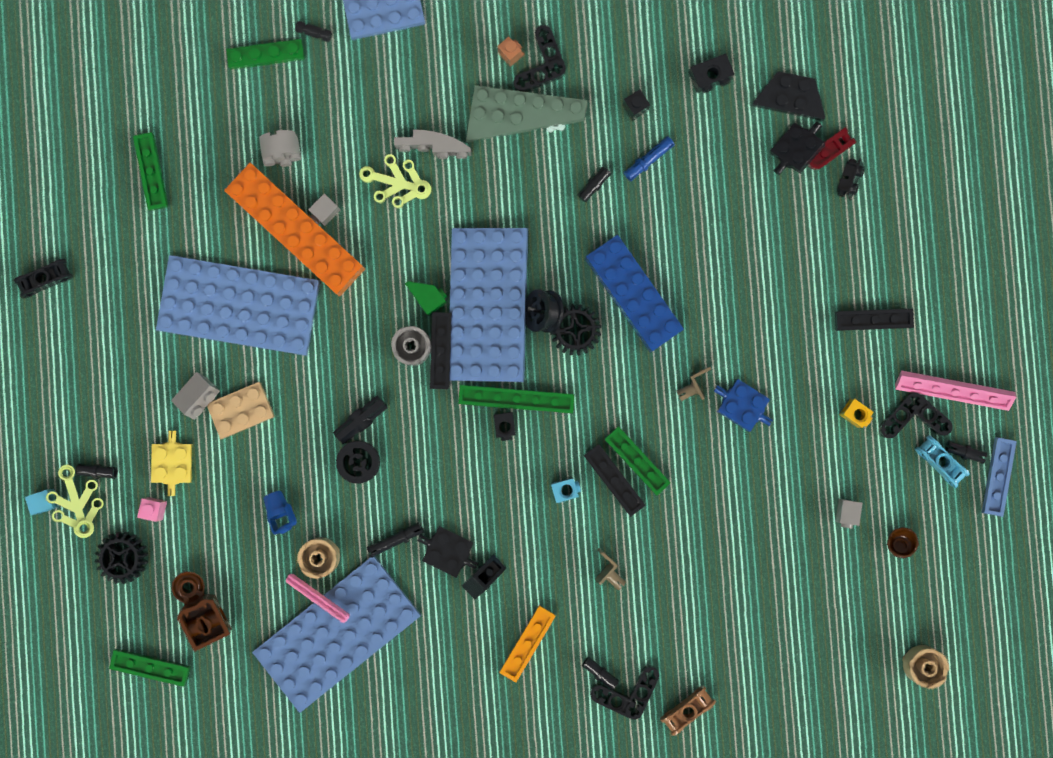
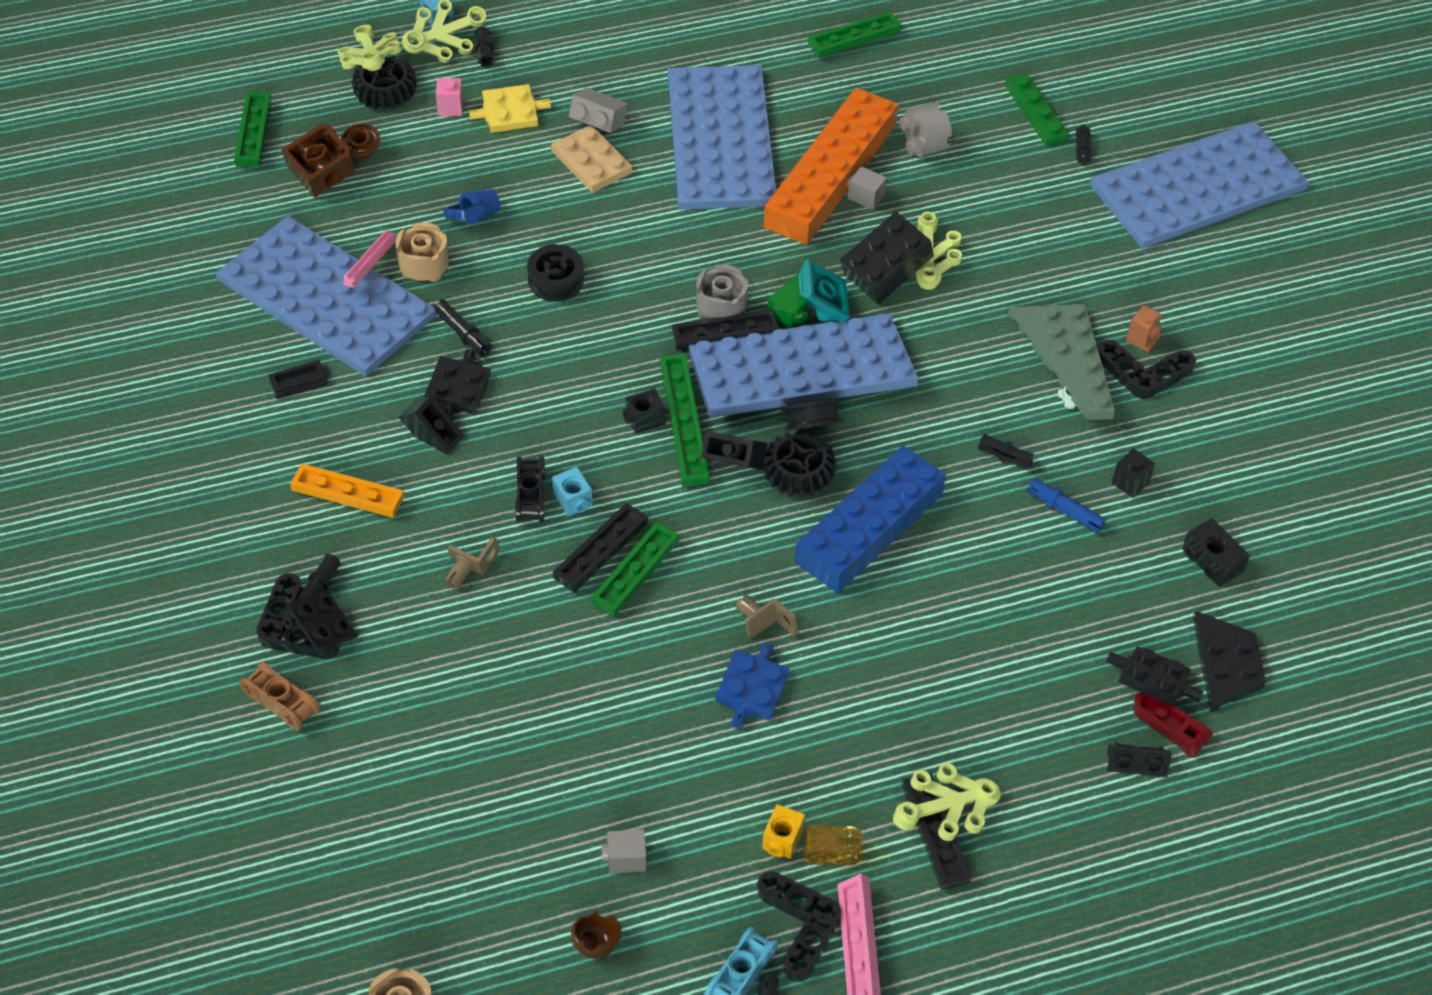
camera: 70 degrees right, 35 degrees down
(105, 565) = (371, 55): none -> yellowish green plant
(360, 420) = (612, 266): black piece -> none
(406, 216) = (887, 257): none -> black brick
(415, 664) = (298, 379): none -> black tile
(430, 272) = (824, 292): none -> teal slope
(441, 144) = (992, 273): light grey slope -> none
(545, 514) = (530, 489): none -> black piece
(562, 373) = (734, 450): none -> black brick
(640, 677) = (320, 620): none -> black hinge
(861, 305) = (949, 800): none -> yellowish green plant
(871, 388) = (831, 843): none -> clear yellow piece

